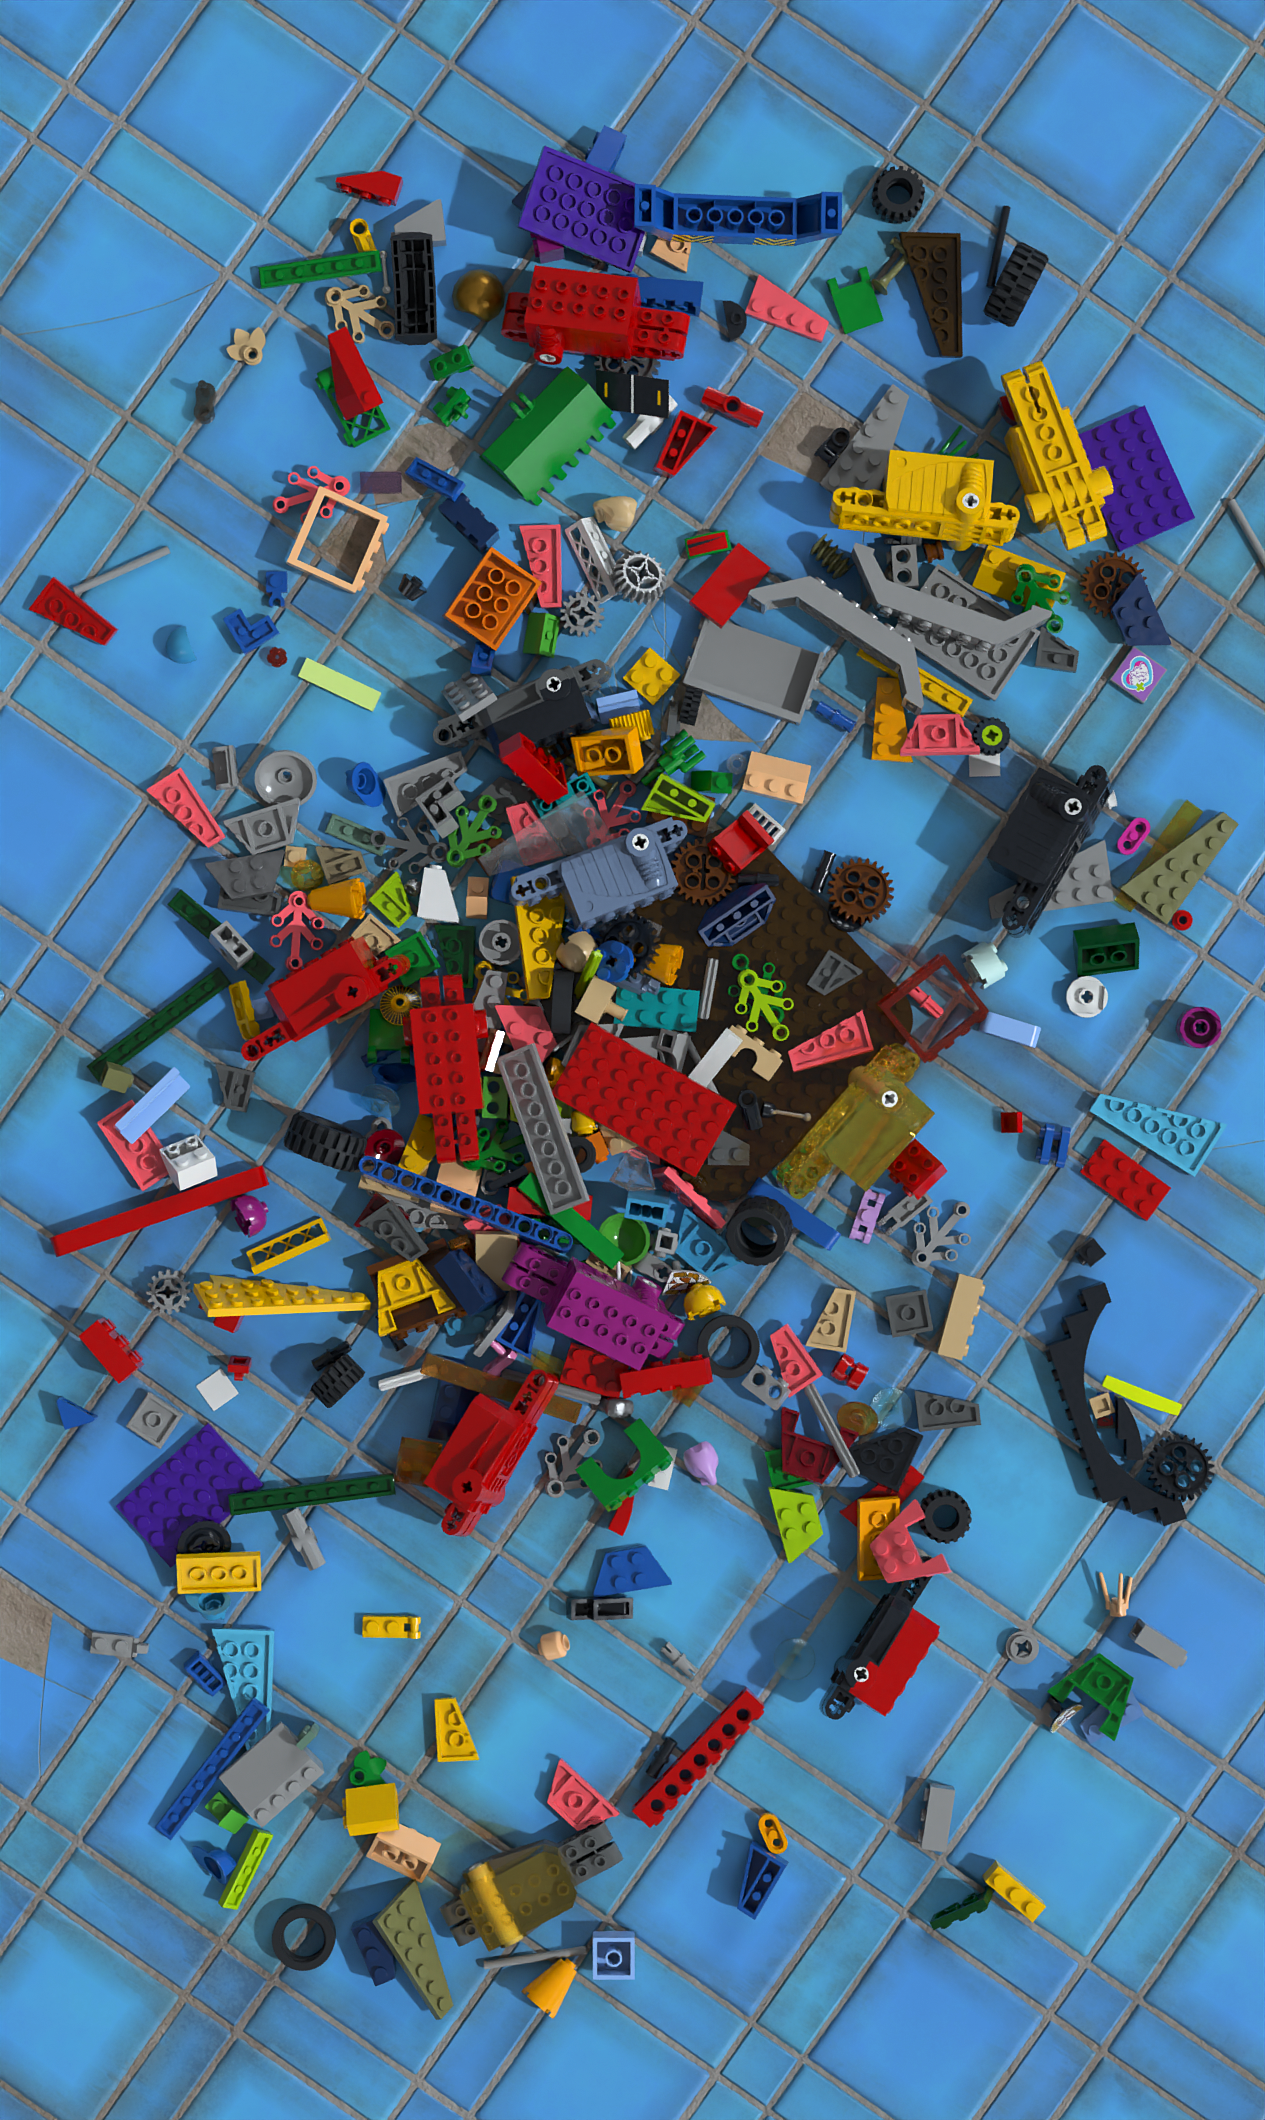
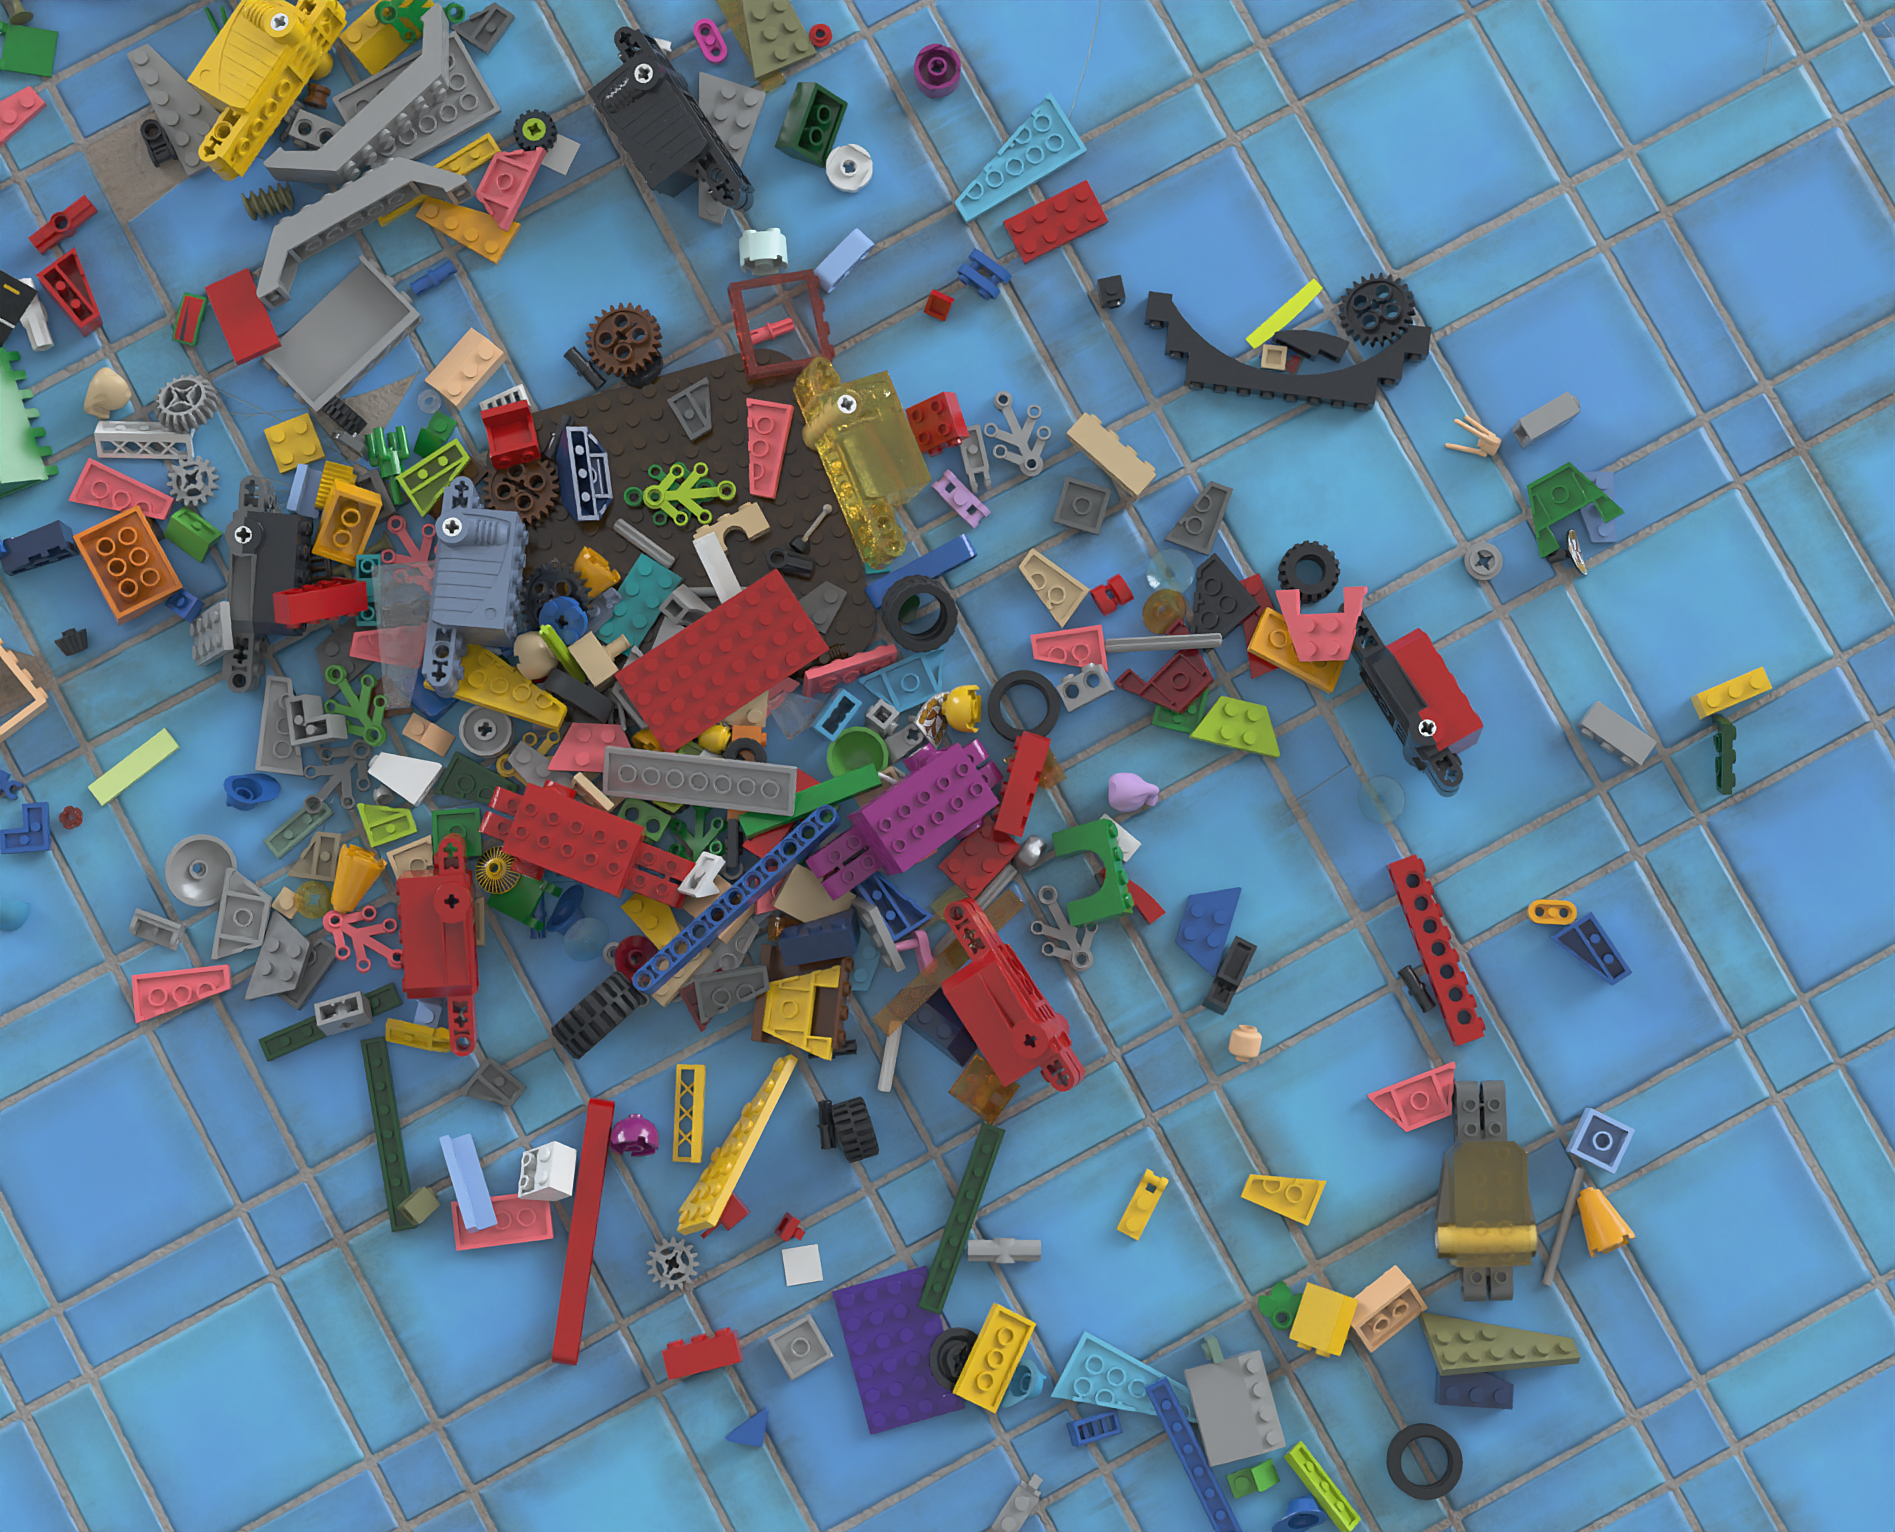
camera: 70 degrees left, 5 degrees down
(468, 1167) = (699, 880): none -> white slope
(679, 1660) = (1324, 919): light grey pin -> none

